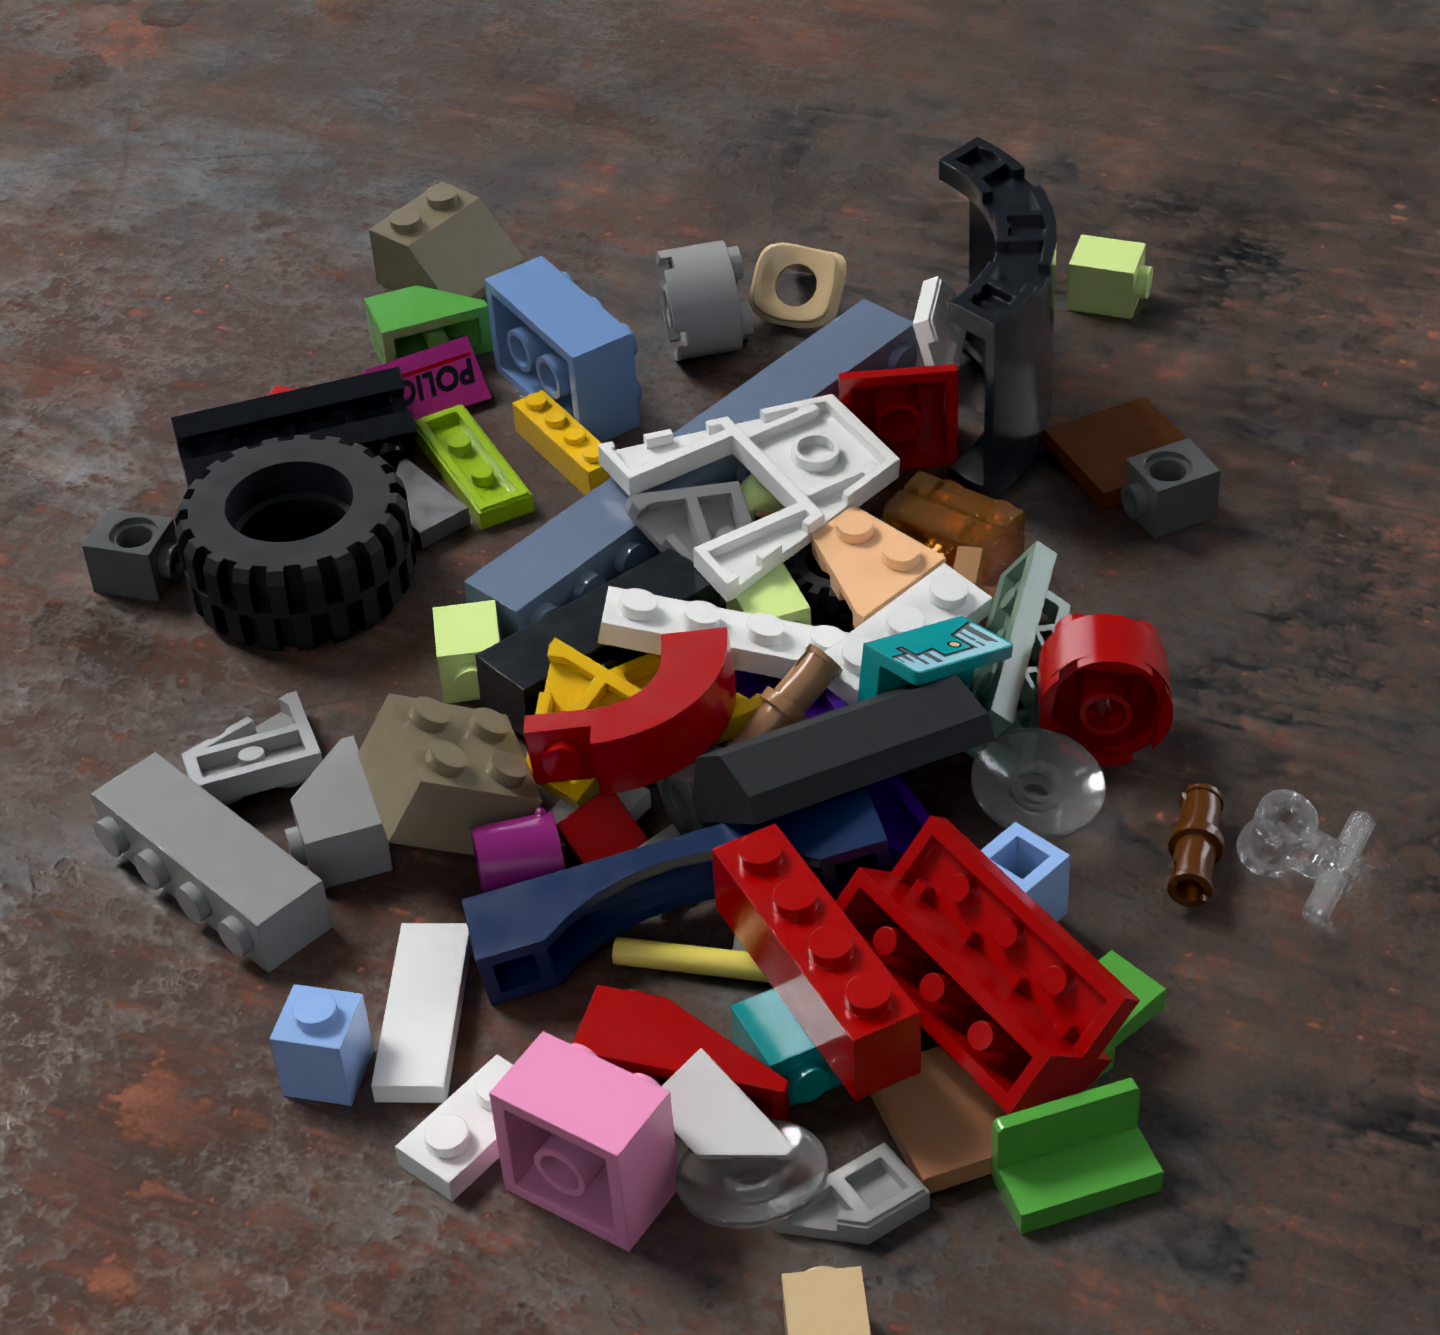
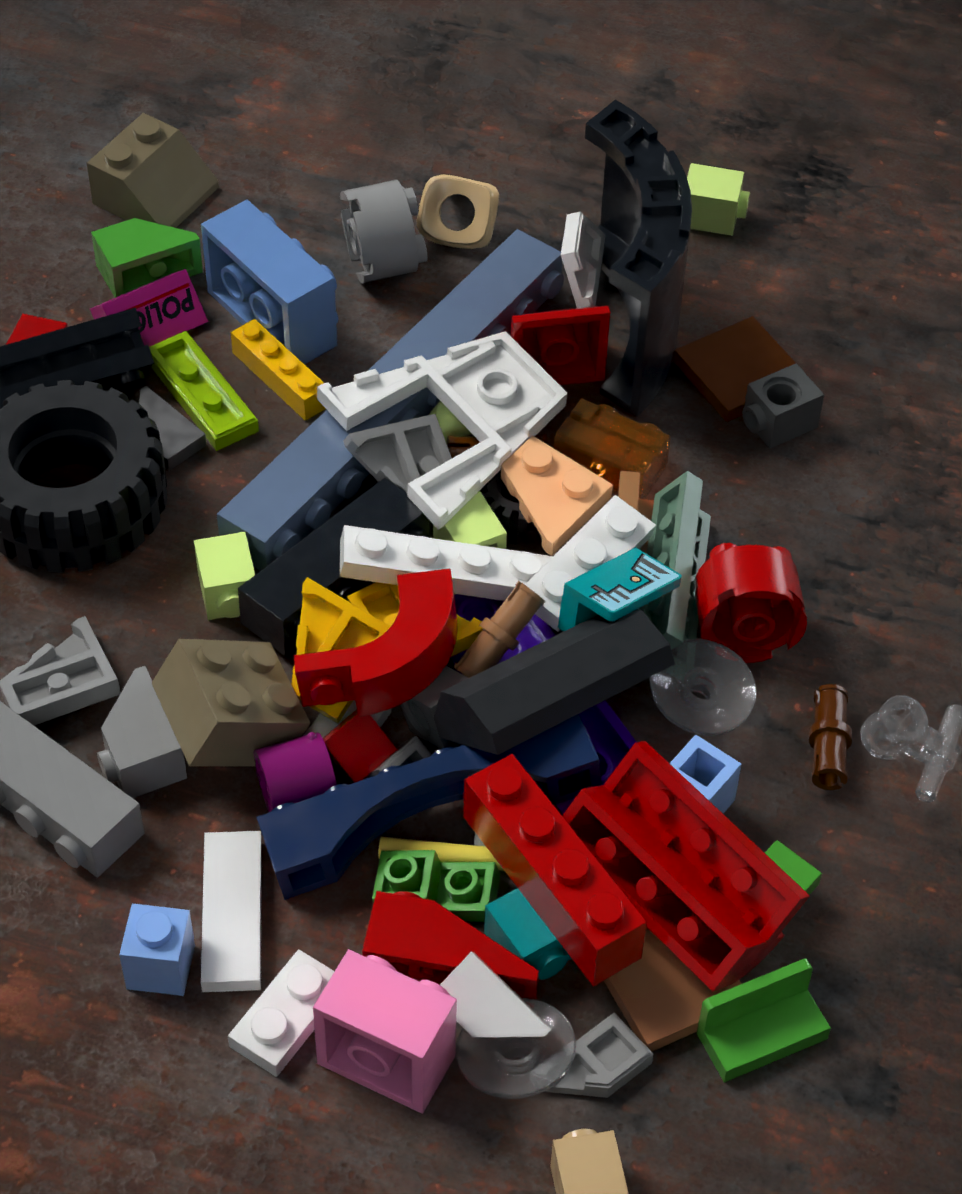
camera: 10 degrees left, 10 degrees up
(699, 991) = (457, 886): none -> bright green slope

